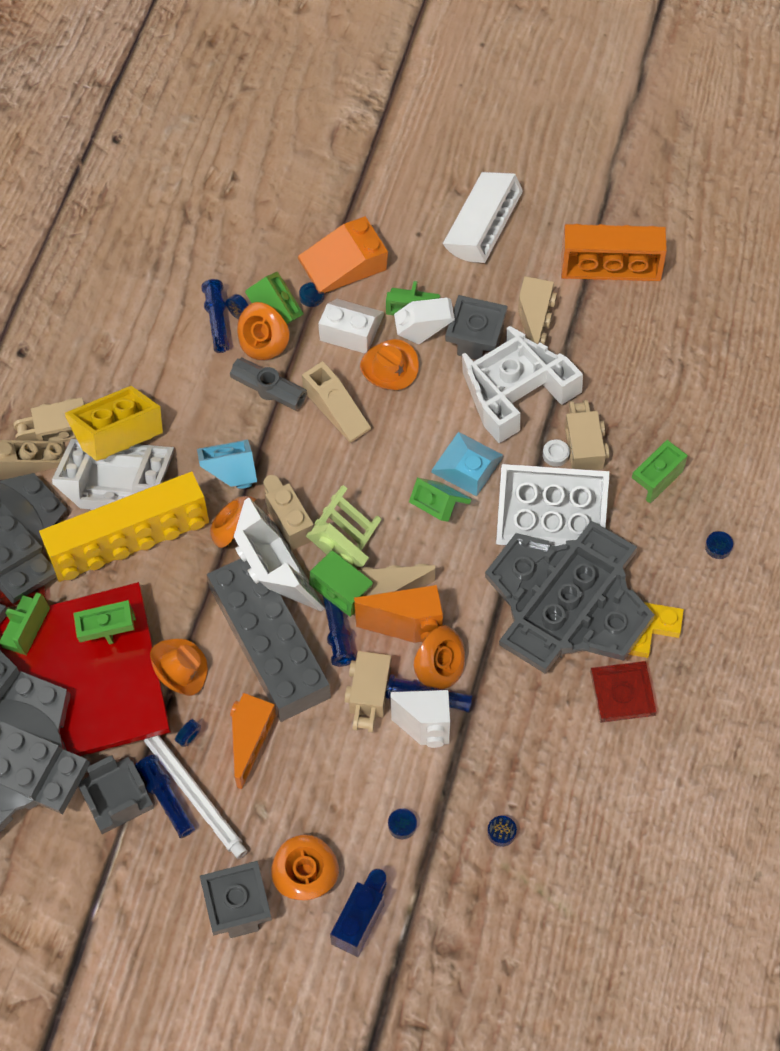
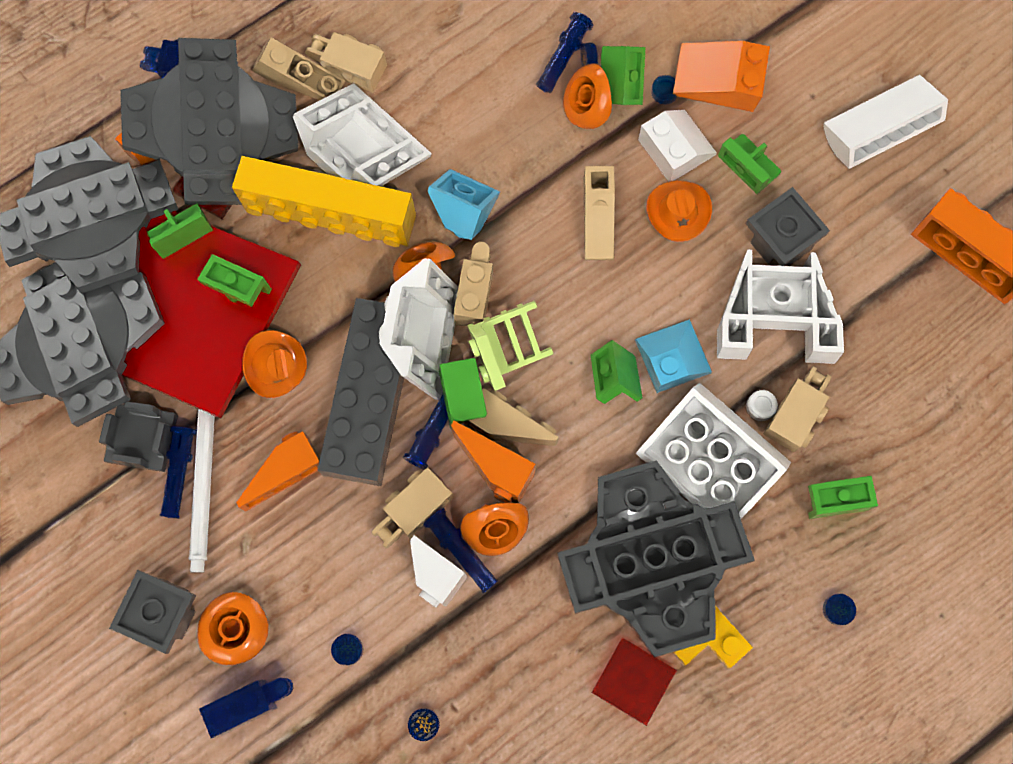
camera: 40 degrees right, 15 degrees up
(115, 422) = (392, 95): yellow slope -> none
(188, 733) = (236, 429): clear blue tile -> none
(257, 377) = (561, 165): dark grey piece -> none
(423, 318) = (742, 187): white slope -> none
(533, 307) = (859, 245): tan slope -> none

